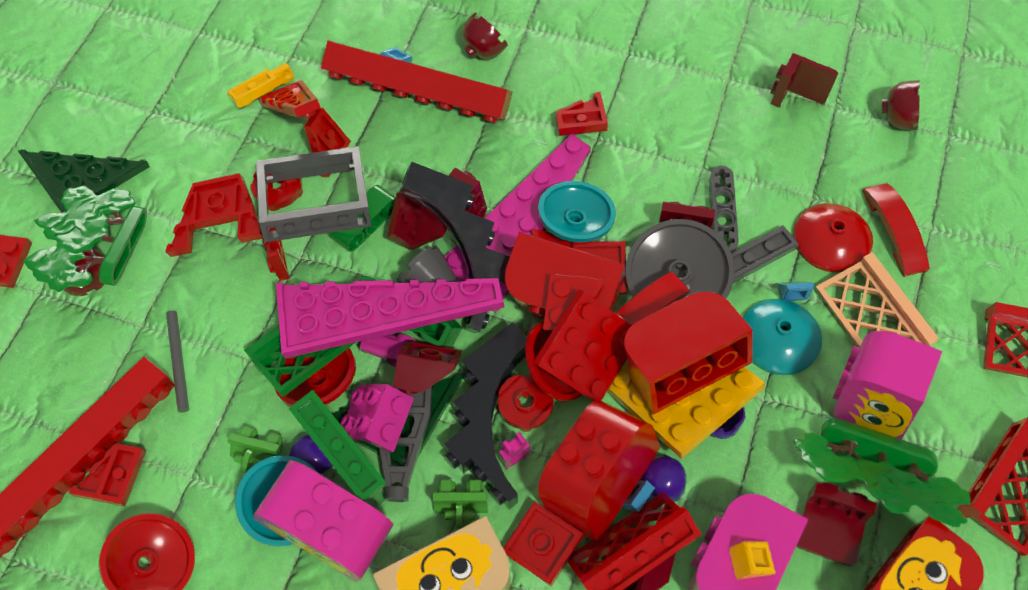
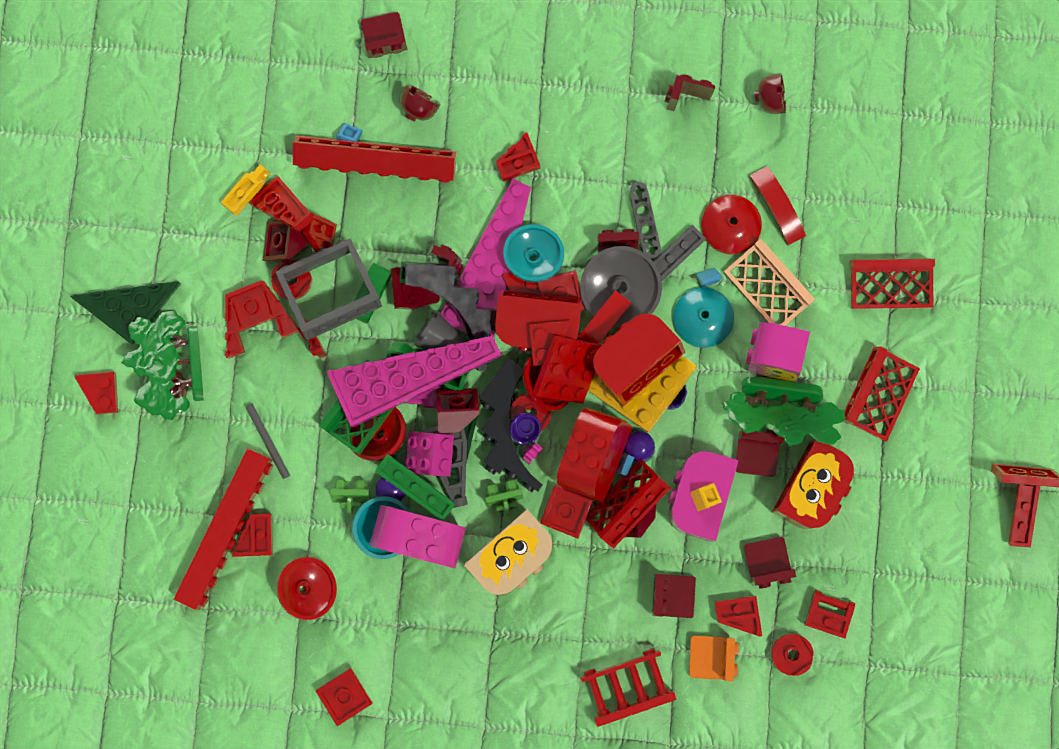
camera: 15 degrees left, 20 degrees up
(284, 139) = (282, 241): none -> dark red slope
(512, 412) = (525, 428): none -> dark purple hair

